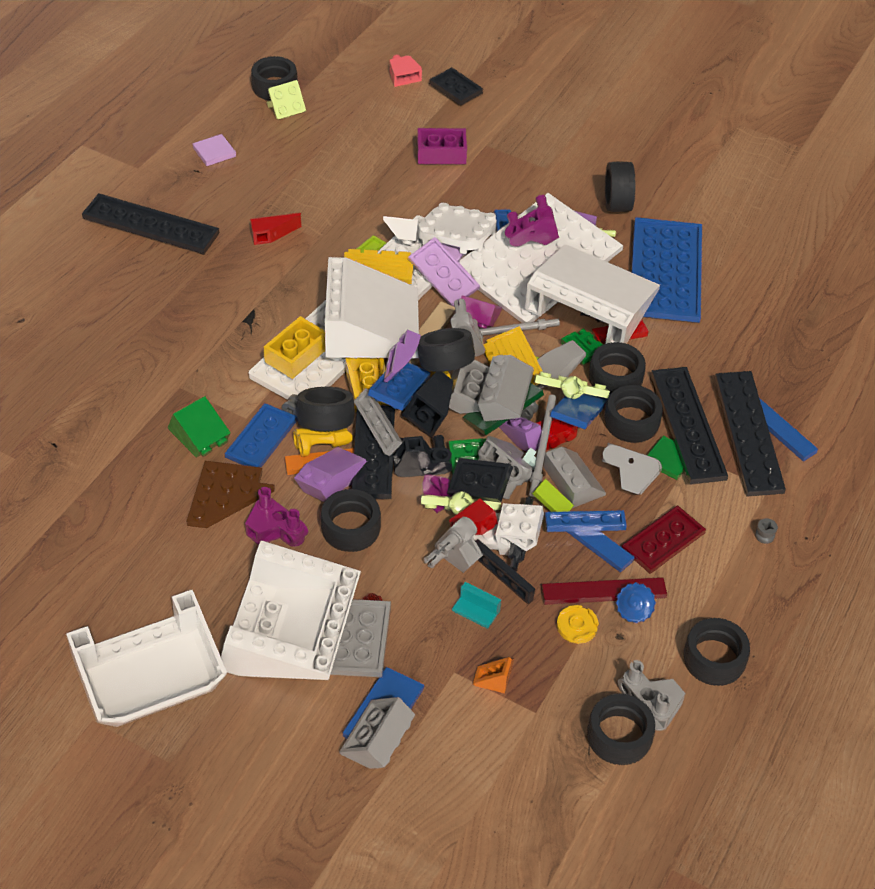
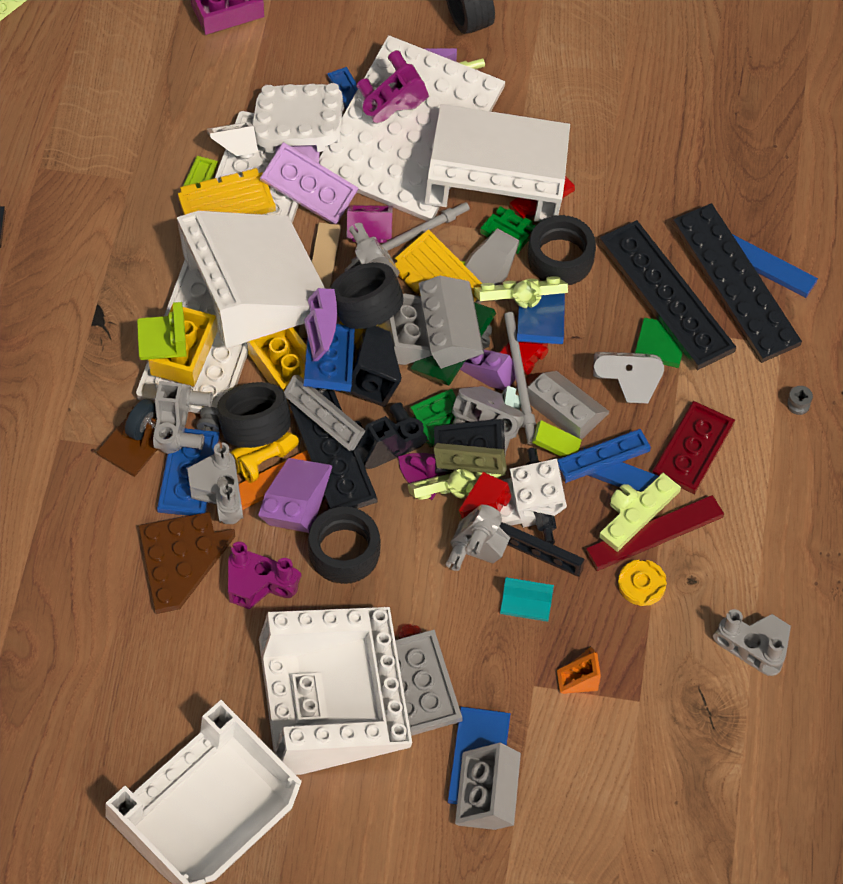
camera: 20 degrees left, 10 degrees up
(199, 427) = (115, 488): green slope -> none
(234, 401) = (132, 441): none -> reddish brown plate
(265, 380) = (171, 404): none -> light grey piece
(272, 228) = (68, 186): red slope -> none
(275, 447) = (216, 482): none -> light grey piece
(280, 332) = (162, 335): none -> lime bracket
(474, 486) = (470, 458): none -> olive plate
(595, 567) = (637, 509): none -> yellowish green plate
(623, 706) = (751, 665): black tyre -> none
(635, 602) = (697, 537): blue piece -> none
(636, 397) = (608, 280): black tyre -> none
(672, 258) = (563, 84): blue plate -> none
(721, 631) = (810, 540): black tyre -> none

